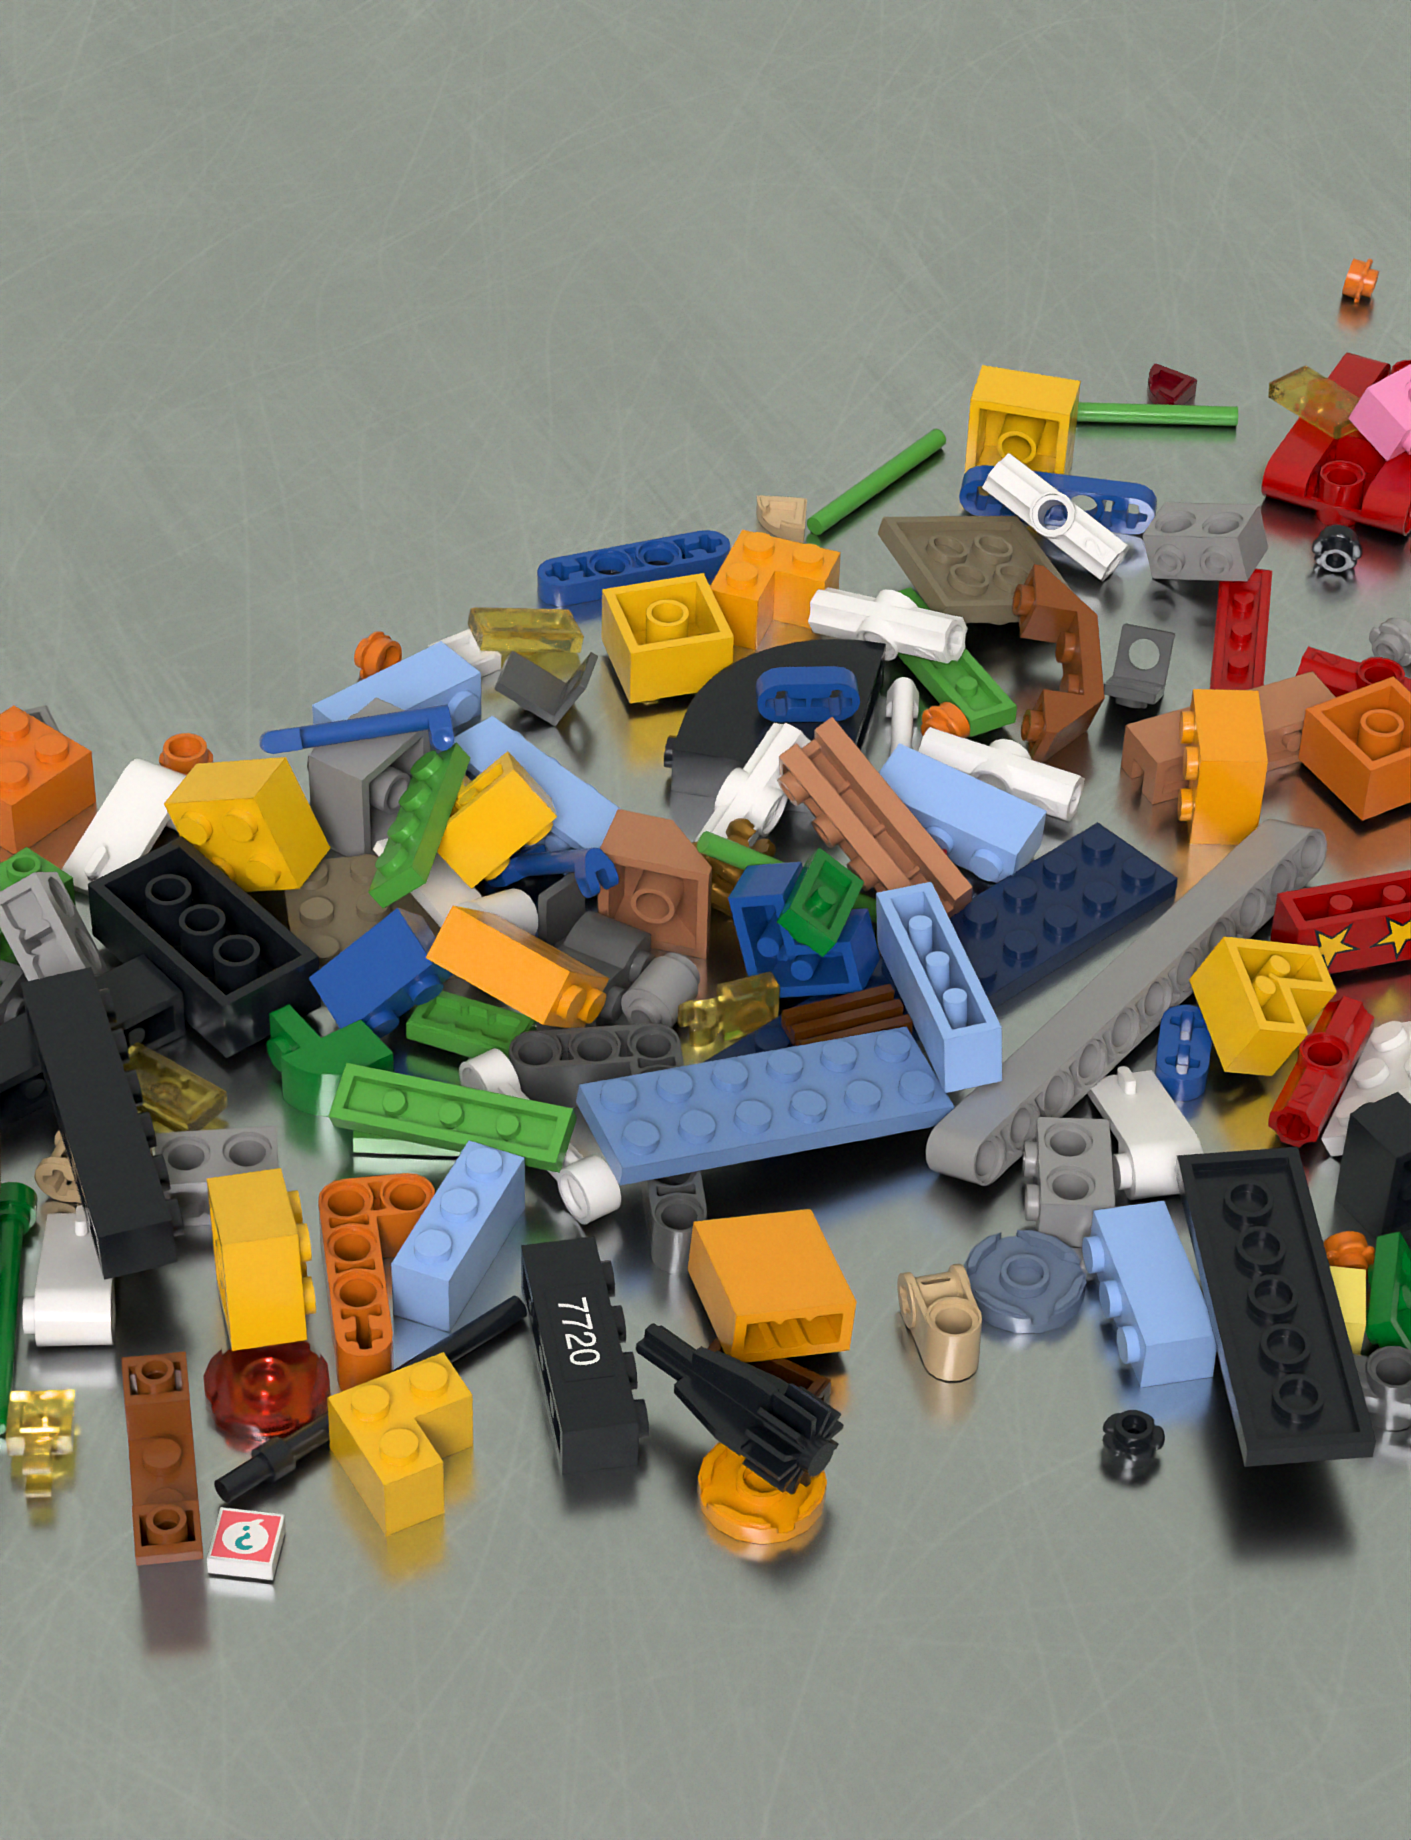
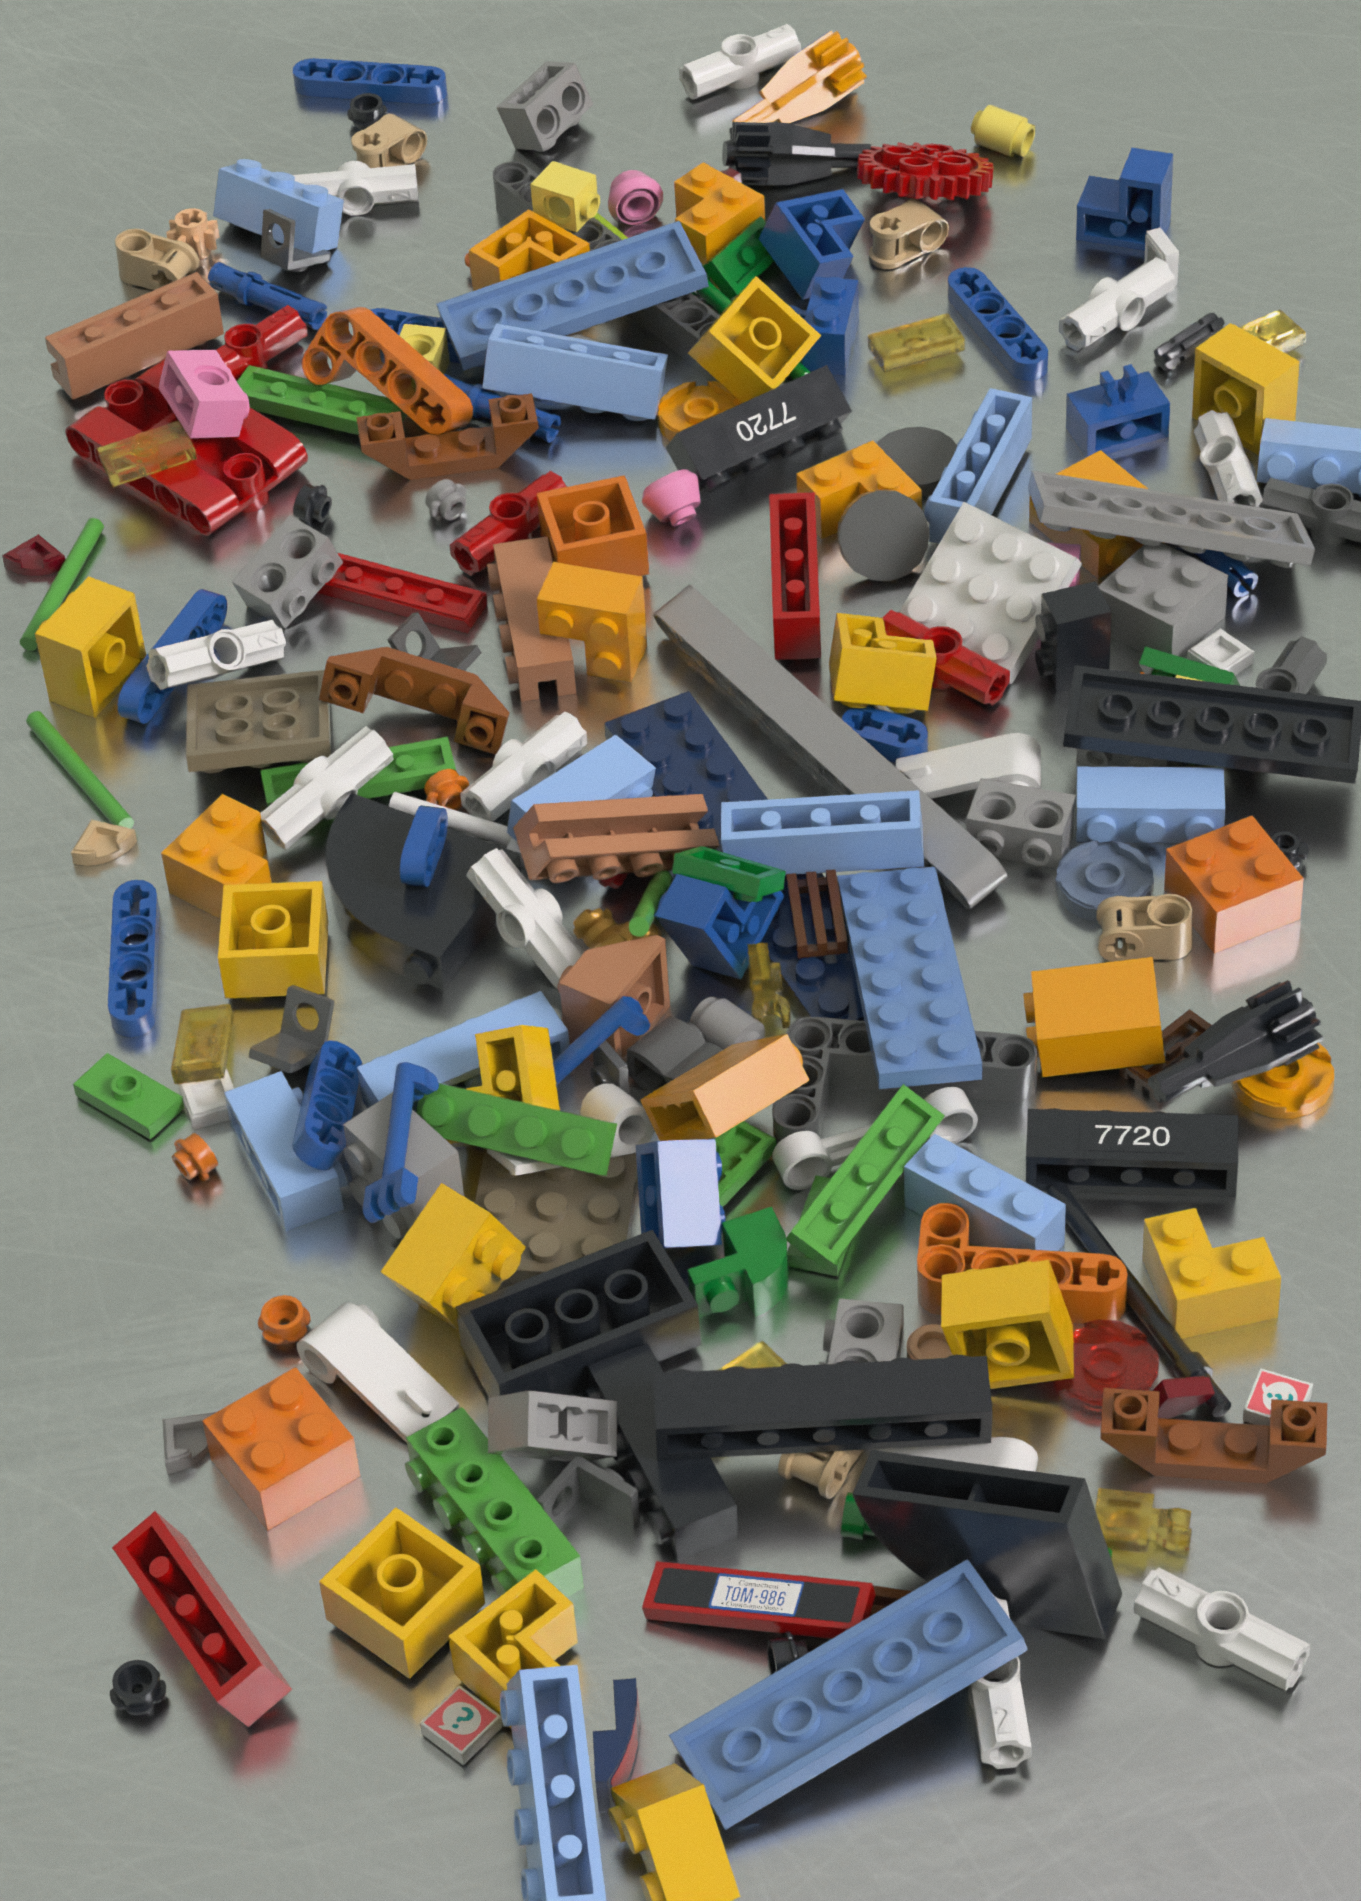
camera: 70 degrees left, 5 degrees up
(220, 1439) = (1182, 1395): none -> dark red tile
(448, 601) = (128, 1096): none -> bright green plate
(497, 704) = (327, 1105): none -> blue beam
(1040, 1384) = (1234, 883): none -> orange brick

